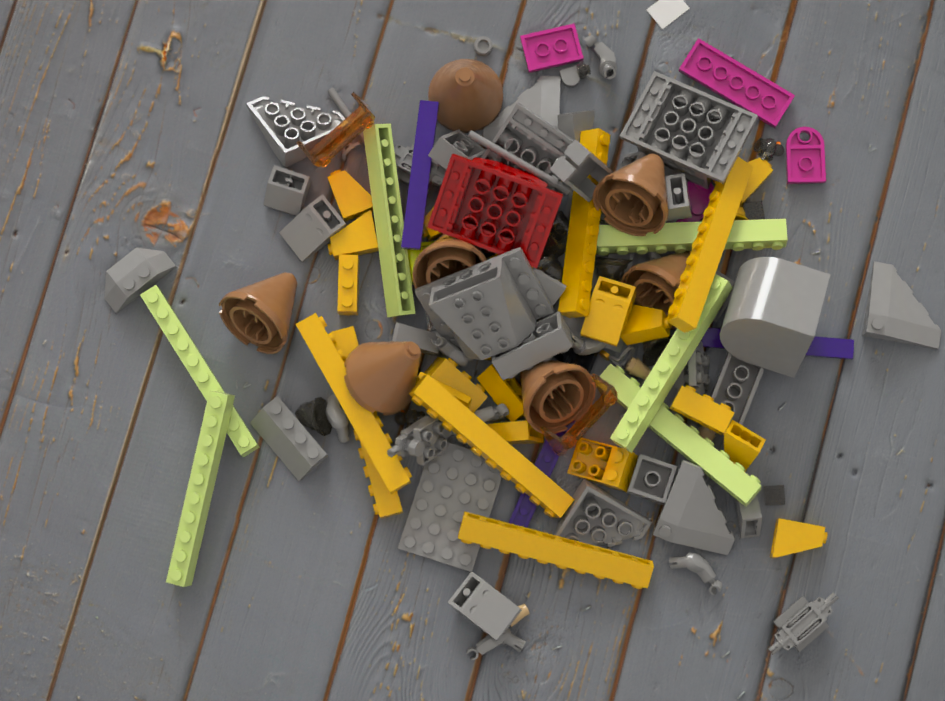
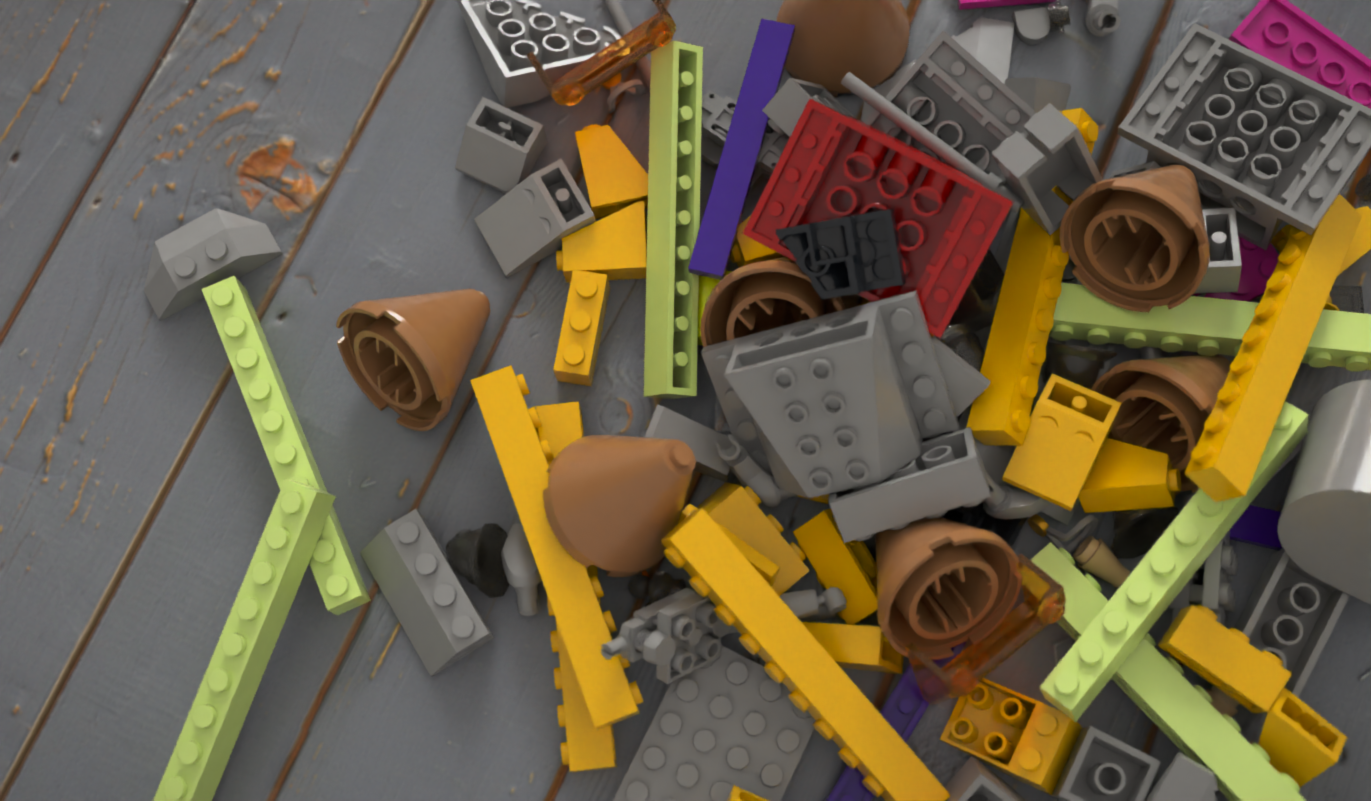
camera: 10 degrees right, 5 degrees down
(483, 232) = (848, 253): none -> black slope

